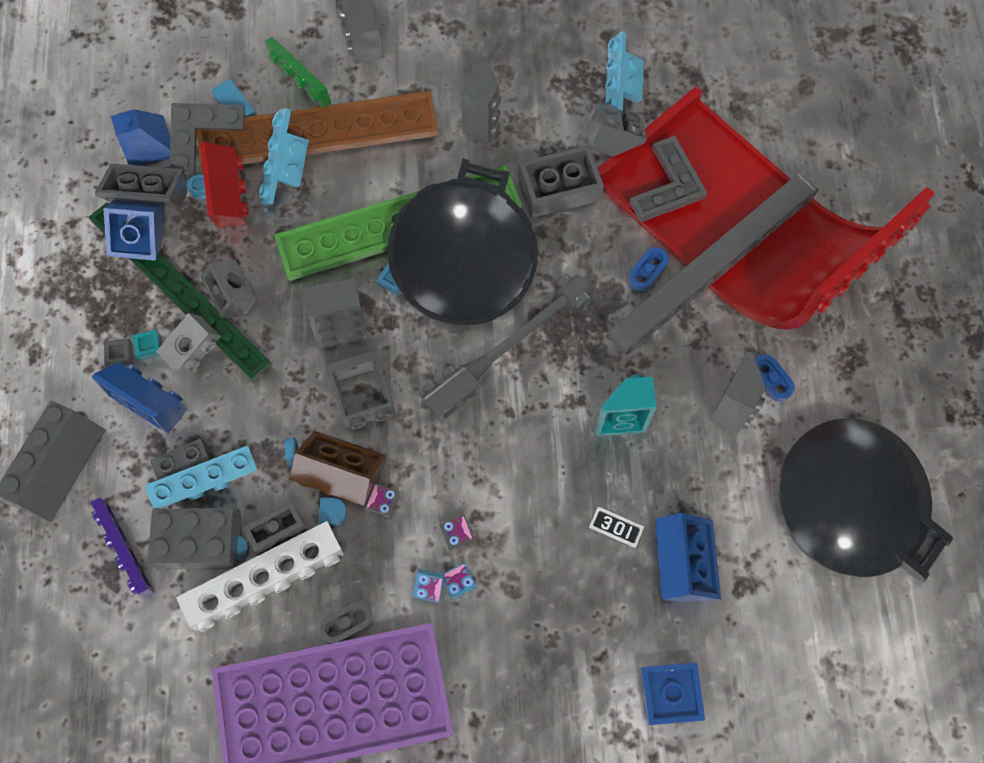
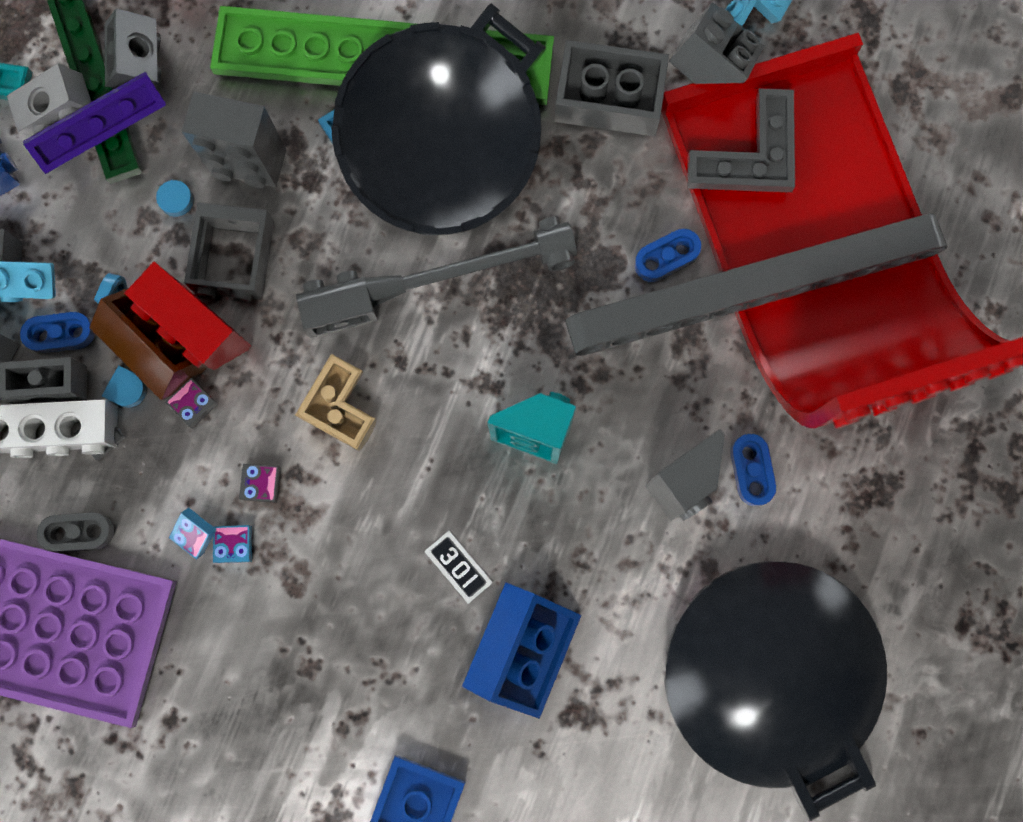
camera: 30 degrees right, 10 degrees up
(228, 343) = (94, 123): none -> dark purple plate
(266, 494) = (59, 330): none -> blue plate
(303, 372) = (174, 198): none -> dark azure tile
(357, 441) = (185, 319): none -> red slope
(479, 461) = (327, 406): none -> tan brick

